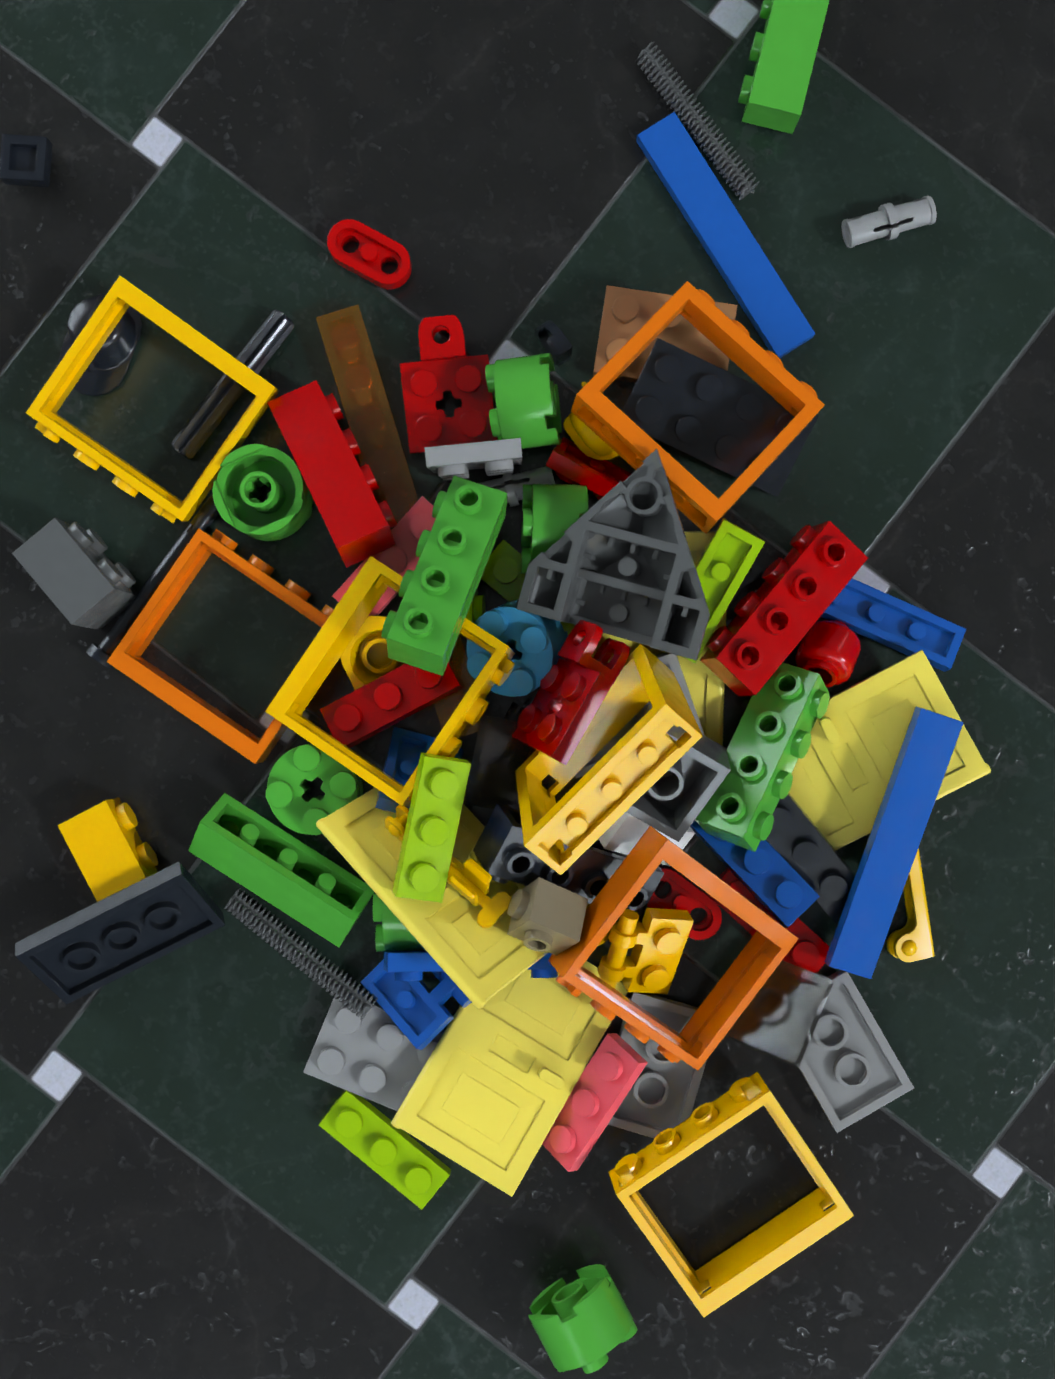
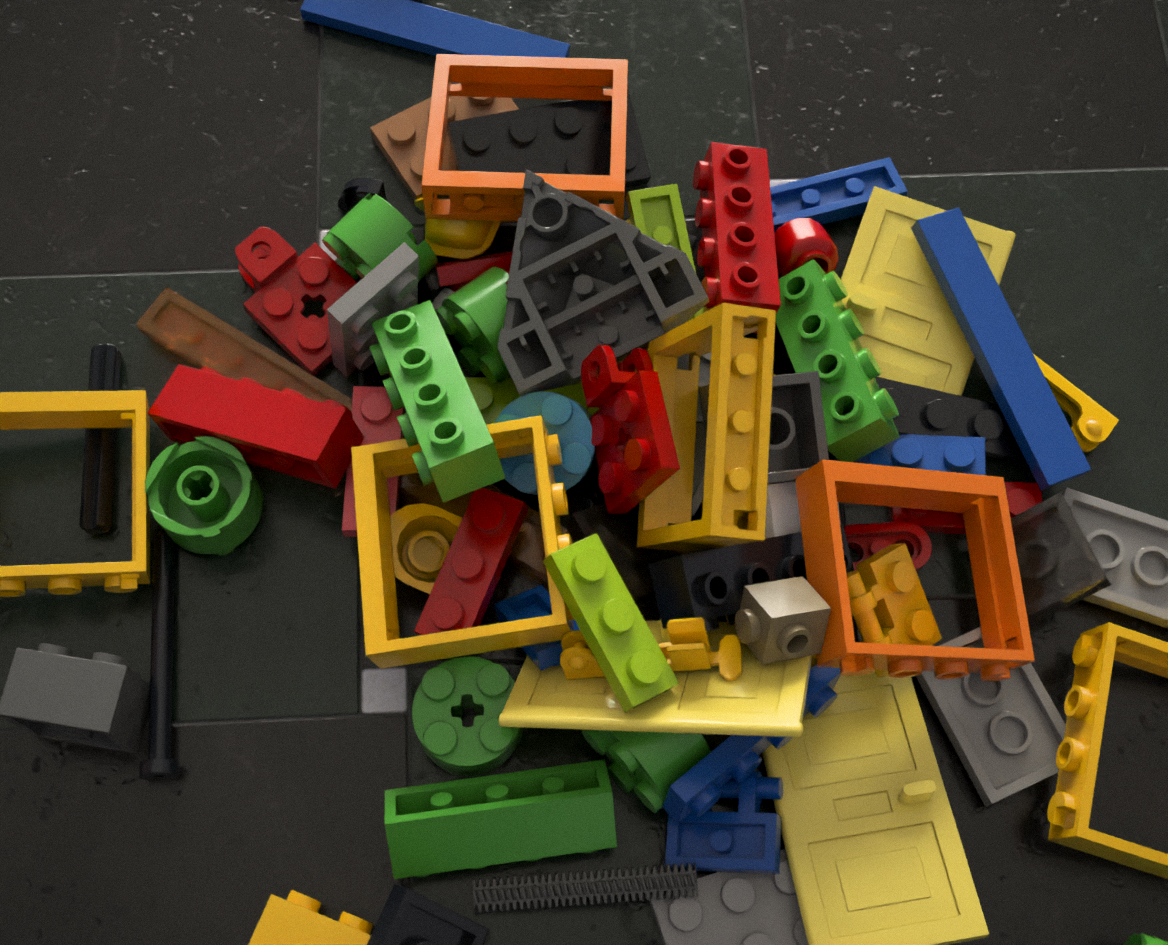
camera: 45 degrees left, 20 degrees down
(128, 652) = (249, 574): orange window -> none
(372, 254) = (145, 244): red plate -> none
(594, 1101) = (974, 785): coral plate -> none

